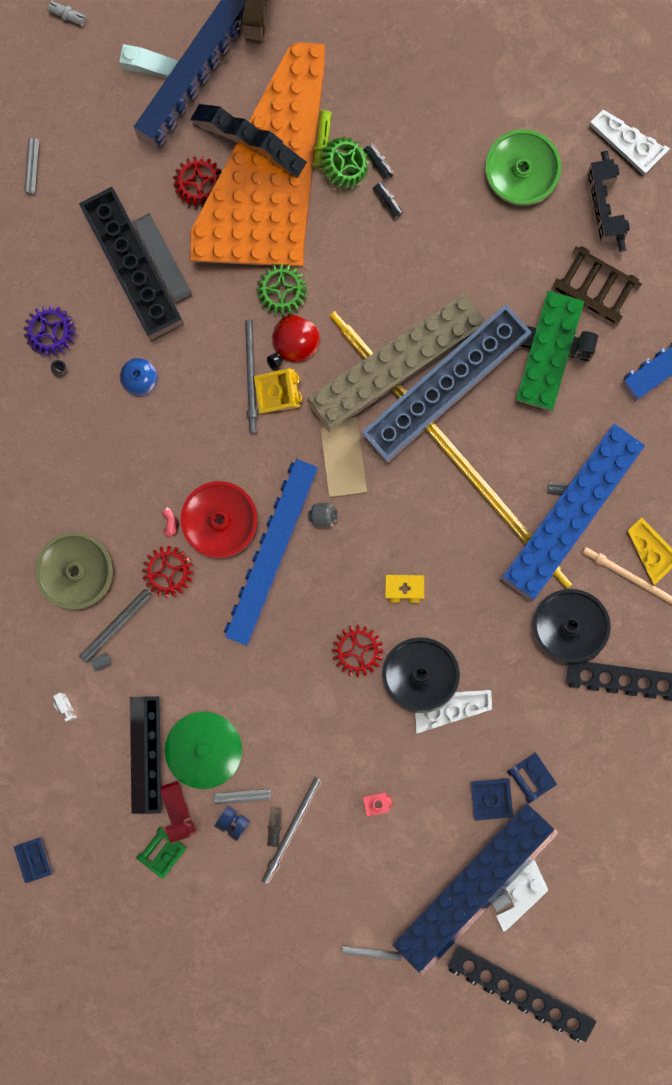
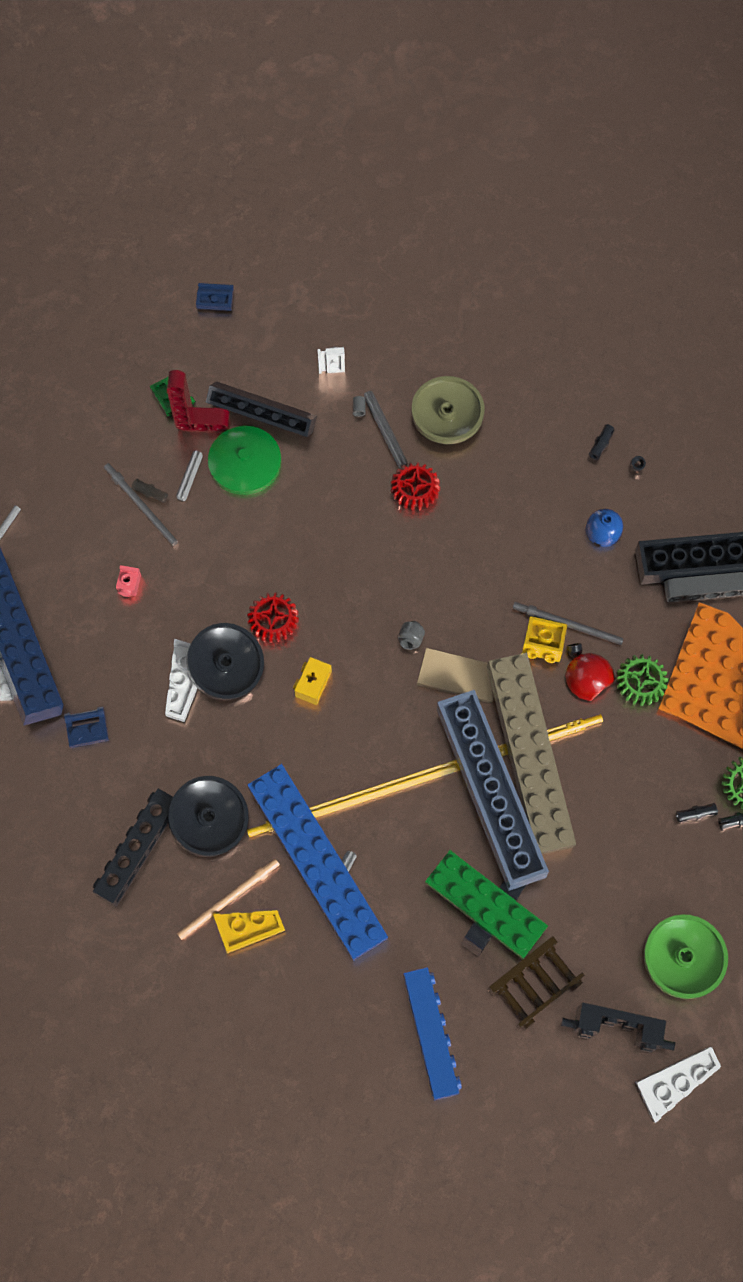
camera: 105 degrees right, 15 degrees down
(46, 411) = (601, 442): none -> black pin
(58, 344) = (679, 463): dark purple gear -> none
(172, 522) = (457, 507): coral arm -> none
(219, 519) = (444, 543): red dish -> none
(225, 820) = (169, 456): dark blue wheel -> none
(271, 552) = (396, 578): blue brick -> none
(491, 799) = (84, 682): dark blue plate -> none

